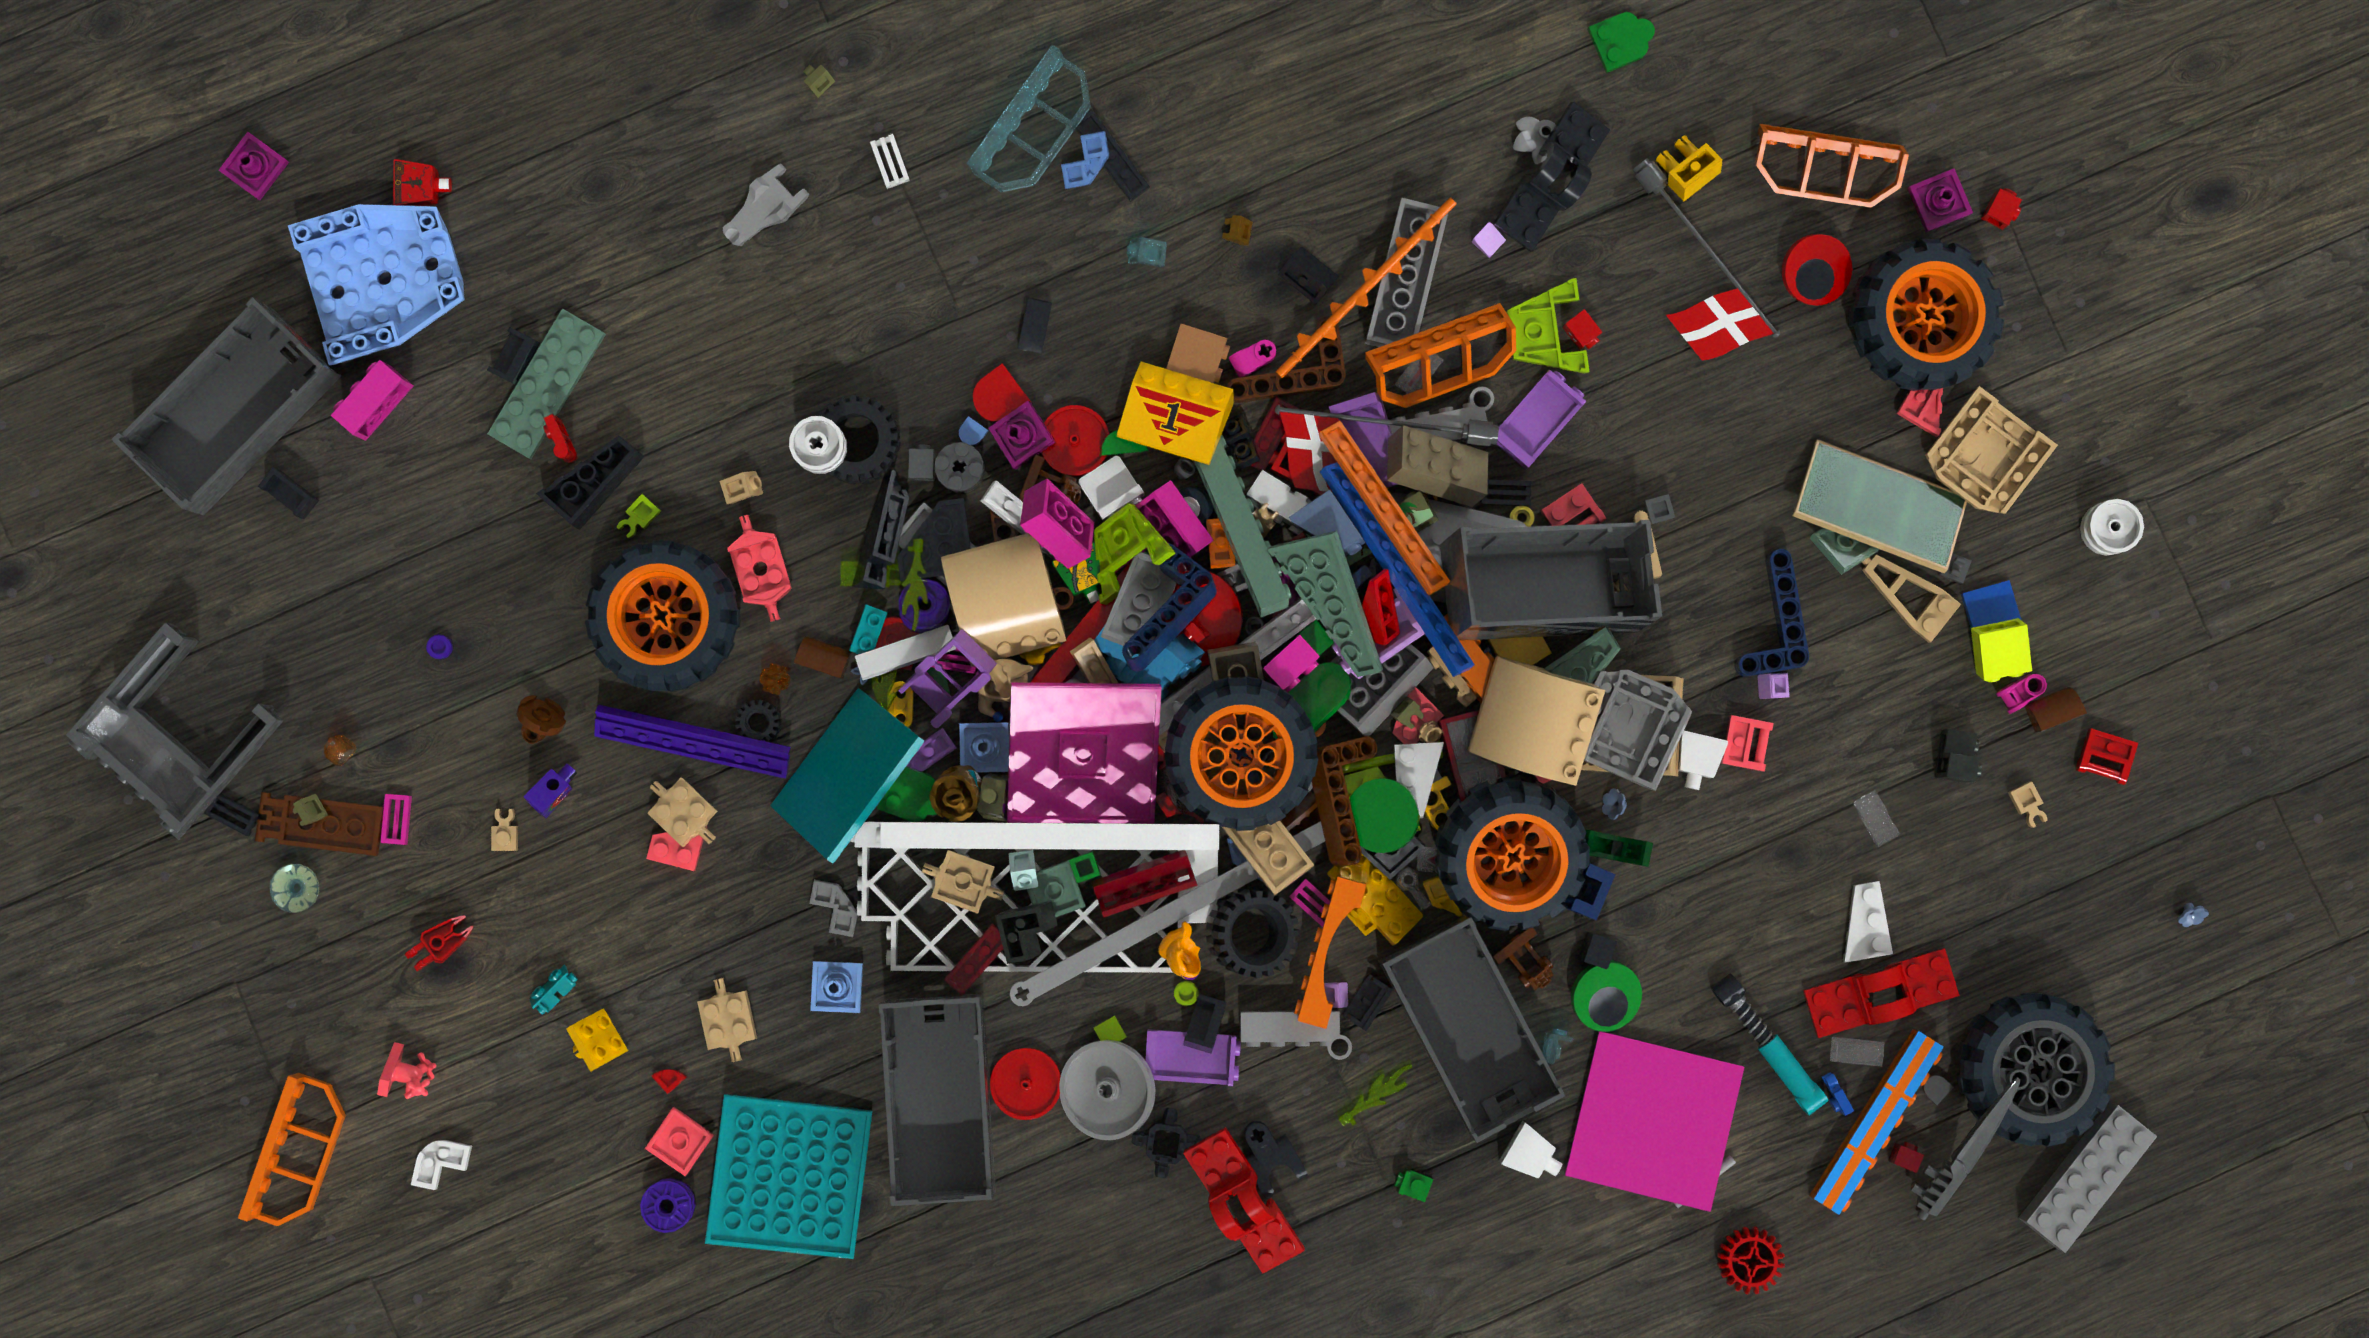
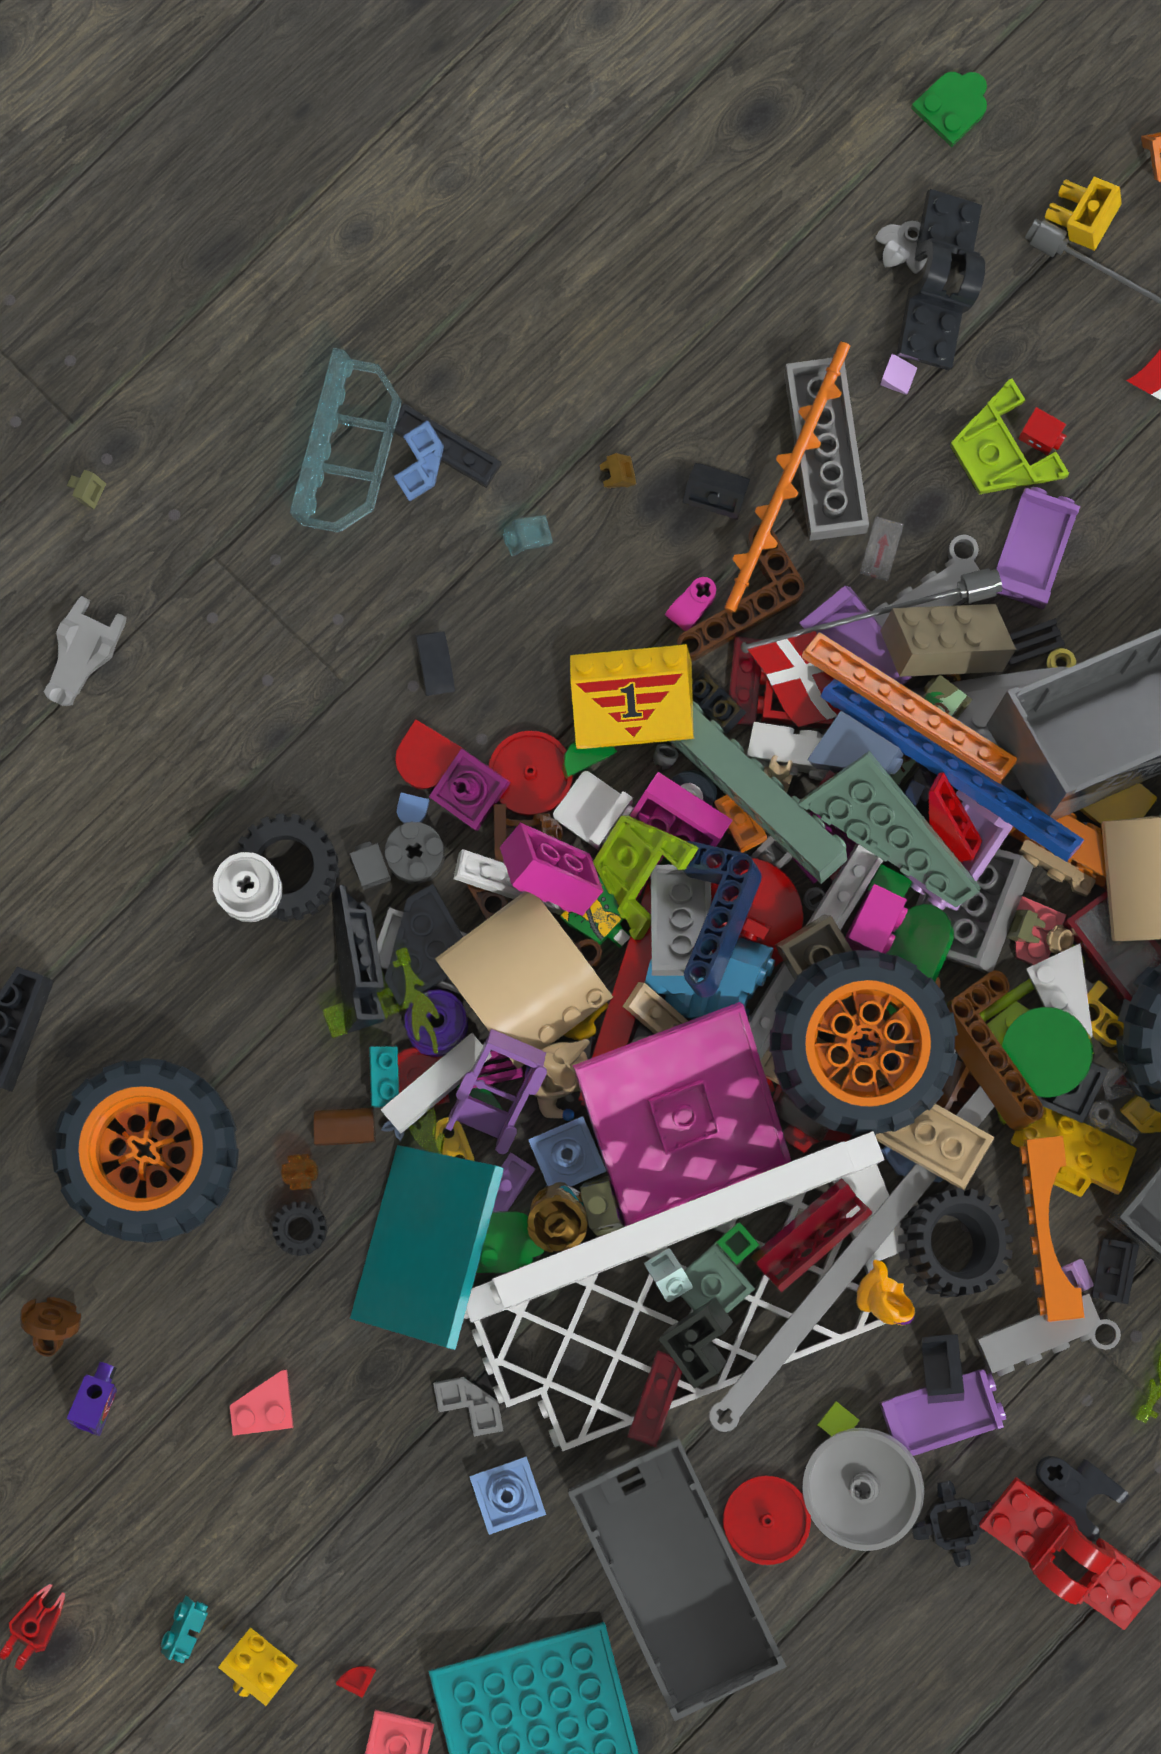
camera: 15 degrees left, 5 degrees down
(504, 836) = (60, 1473): tan plate -> none
(641, 513) = (75, 1045): lime plate -> none
(682, 812) = (253, 1365): tan plate -> none
(692, 741) = (233, 1280): dark purple plate -> none
(727, 1020) = (397, 1584): tan plate -> none
(741, 486) = (177, 971): tan bracket -> none
(745, 554) = (213, 1040): coral plate -> none
(882, 141) = (186, 528): white tile -> none
(963, 881) = (605, 1315): tan plate -> none
(1186, 993) = (906, 1343): lime tile -> none
(1198, 354) = (630, 622): medium nougat brick -> none
(1299, 889) = (986, 1175): dark pink tile -> none
(1437, 340) = (889, 502): orange plate -> none
(1572, 505) = (1110, 628): coral plate -> none

